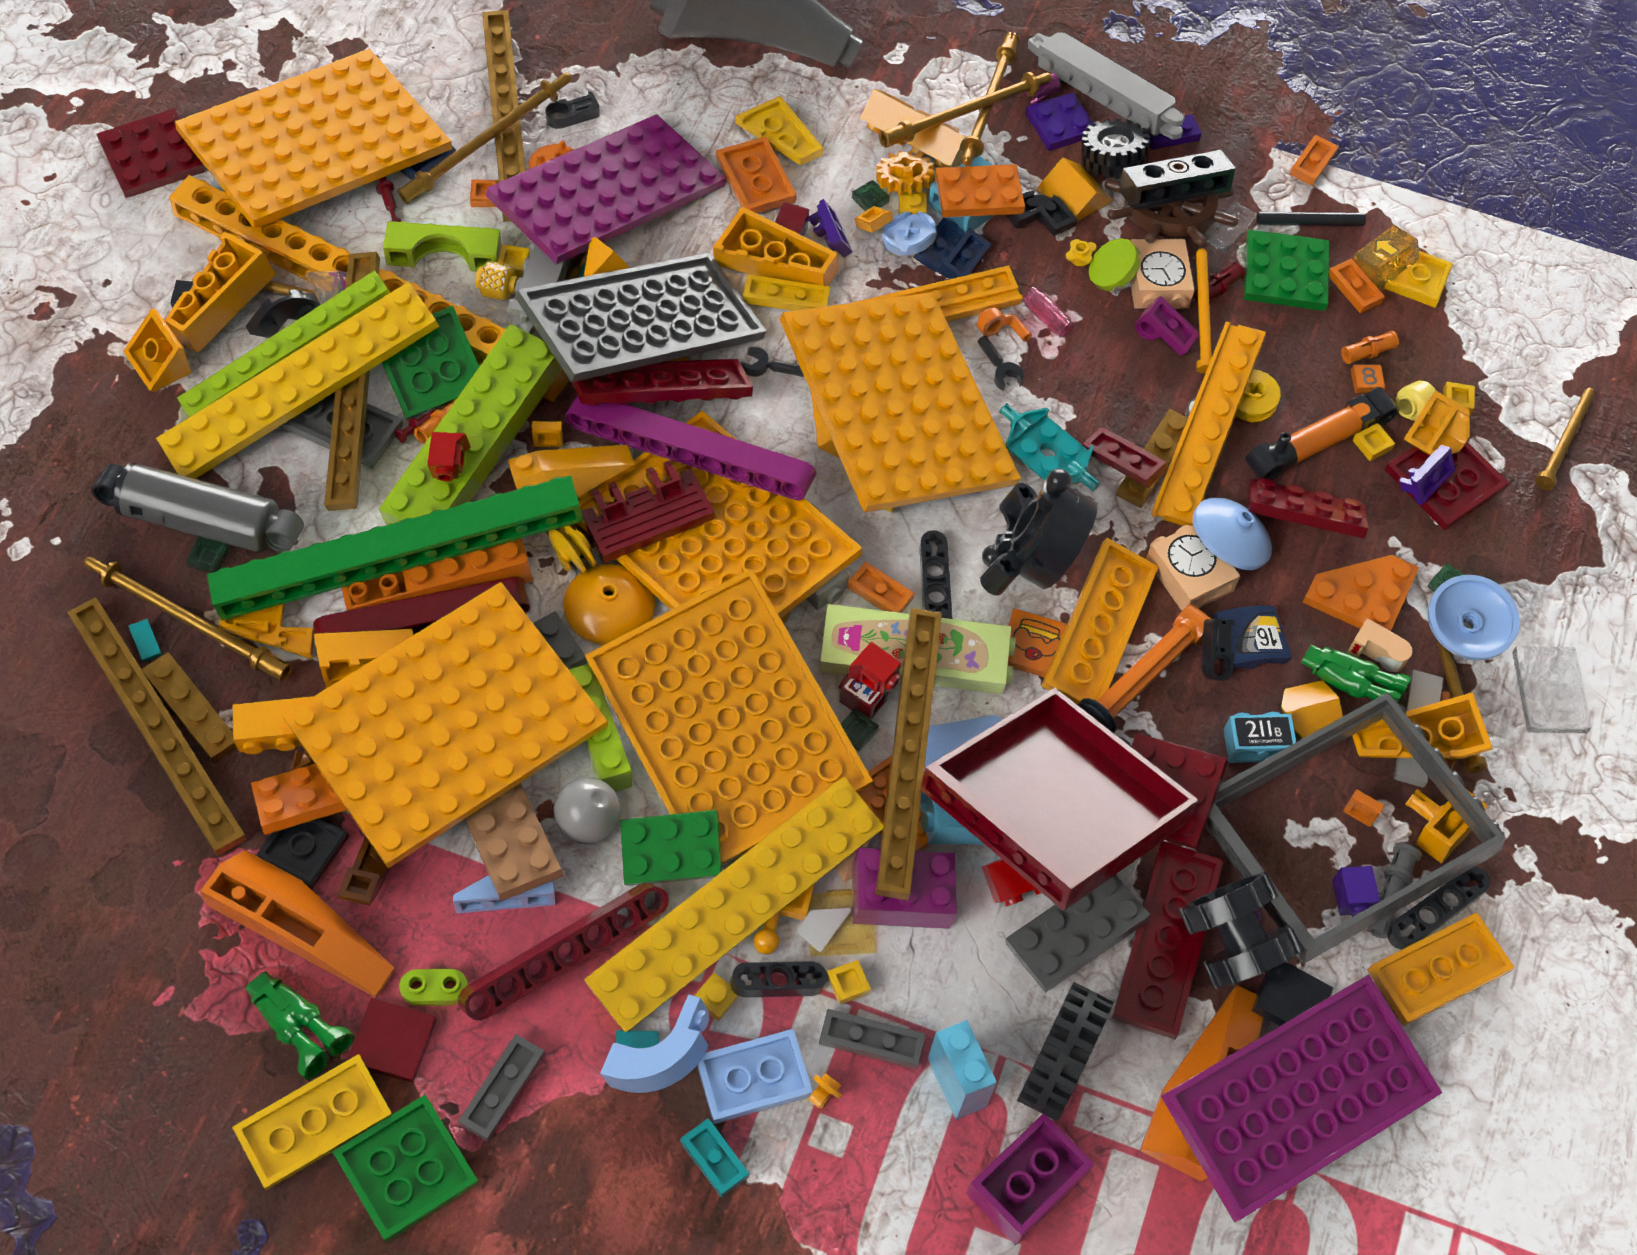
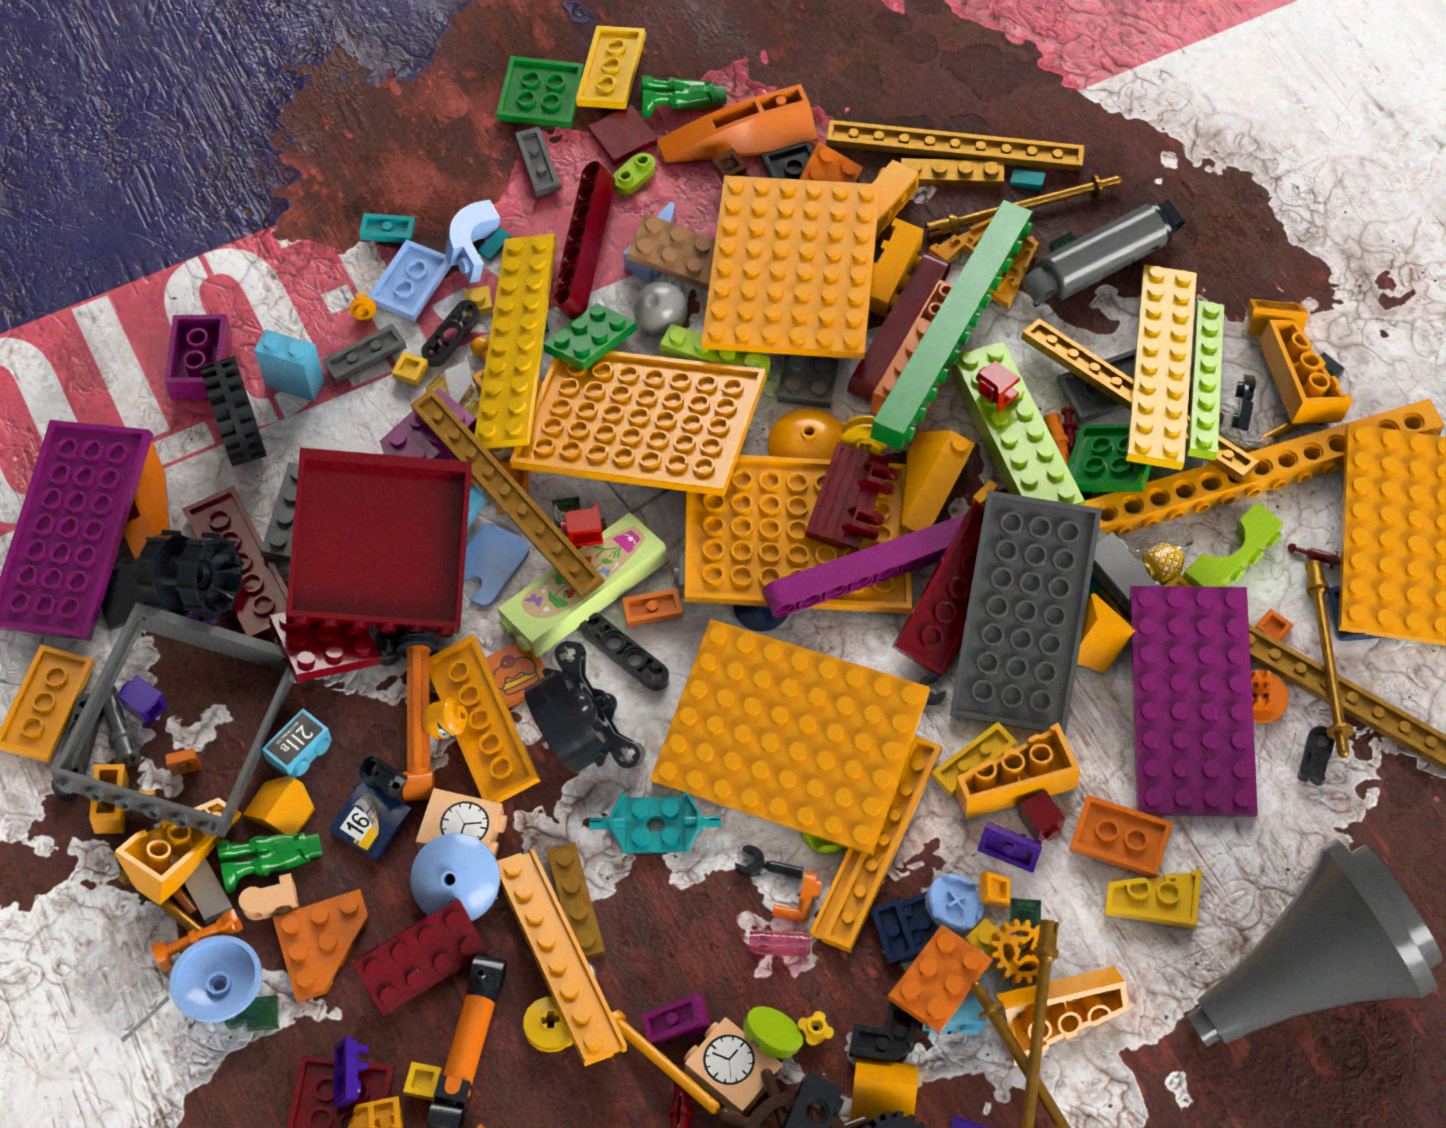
camera: 140 degrees right, 0 degrees up
(1126, 457) = (591, 861): dark red plate -> none
(1133, 638) = (445, 718): none -> light orange head
(1494, 679) = (225, 924): none -> orange piece

